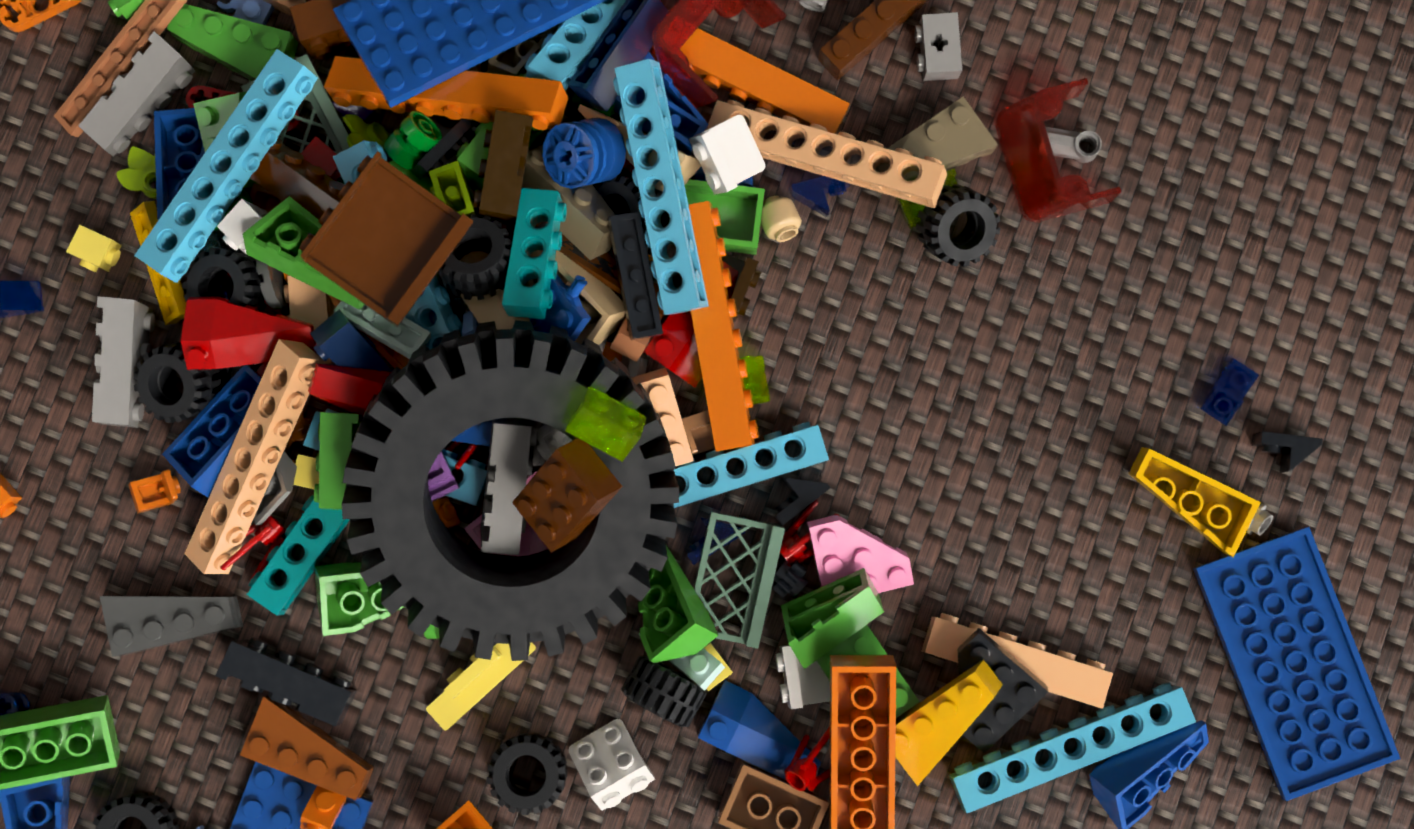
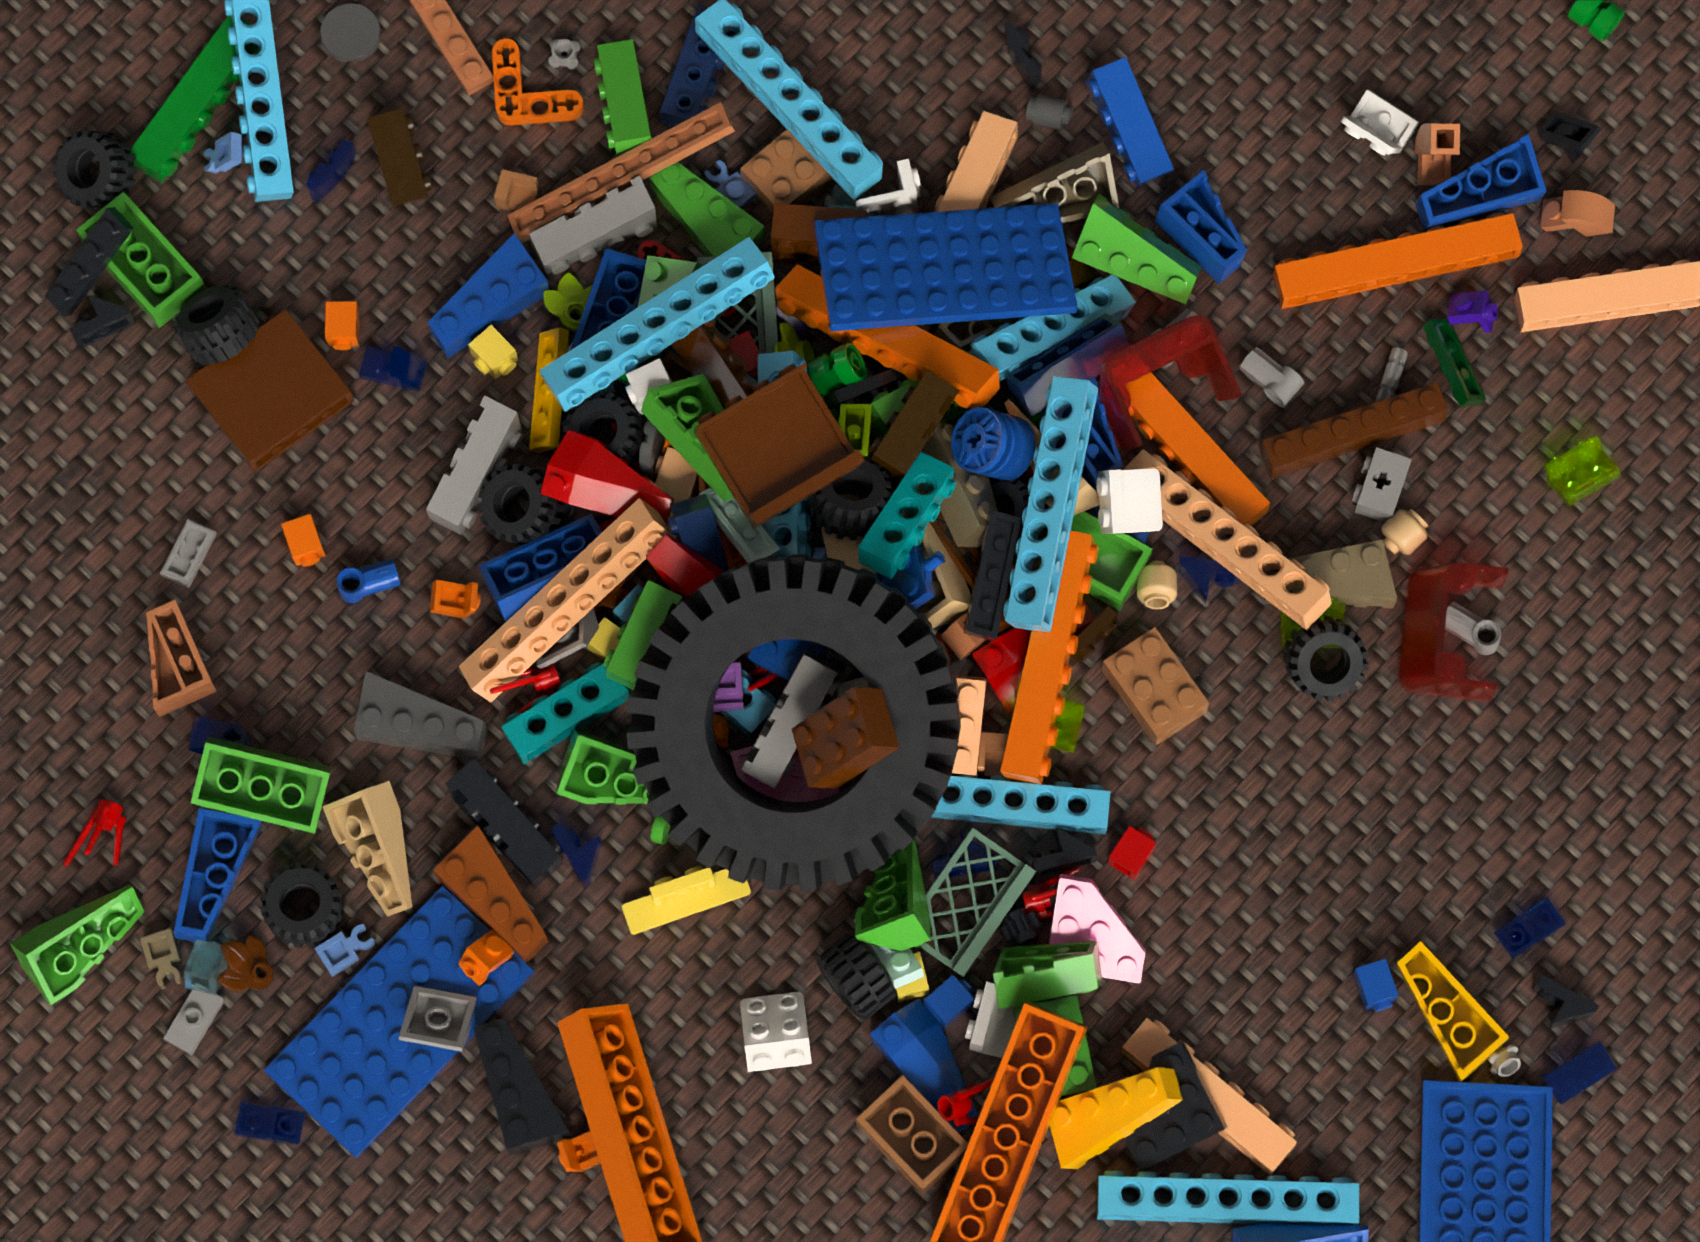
camera: 30 degrees right, 10 degrees down
(50, 90) = (515, 190): none -> medium nougat panel
(69, 197) = (490, 297): none -> blue wedge
(70, 505) = (371, 578): none -> blue piece
(173, 737) = (373, 834): none -> tan wedge
(372, 684) = (581, 859): none -> clear blue slope
(512, 796) = (686, 977): black tyre -> none
(606, 424) = (908, 686): clear neon green bracket -> none
(754, 672) = (950, 1001): none -> blue brick
(816, 311) = (1155, 686): none -> medium nougat brick
(859, 469) = (1132, 852): none -> red brick
(976, 81) = (1404, 532): none -> tan head
(1120, 500) = (1375, 985): none -> blue brick
(1327, 504) = (1580, 1072): none -> clear blue slope

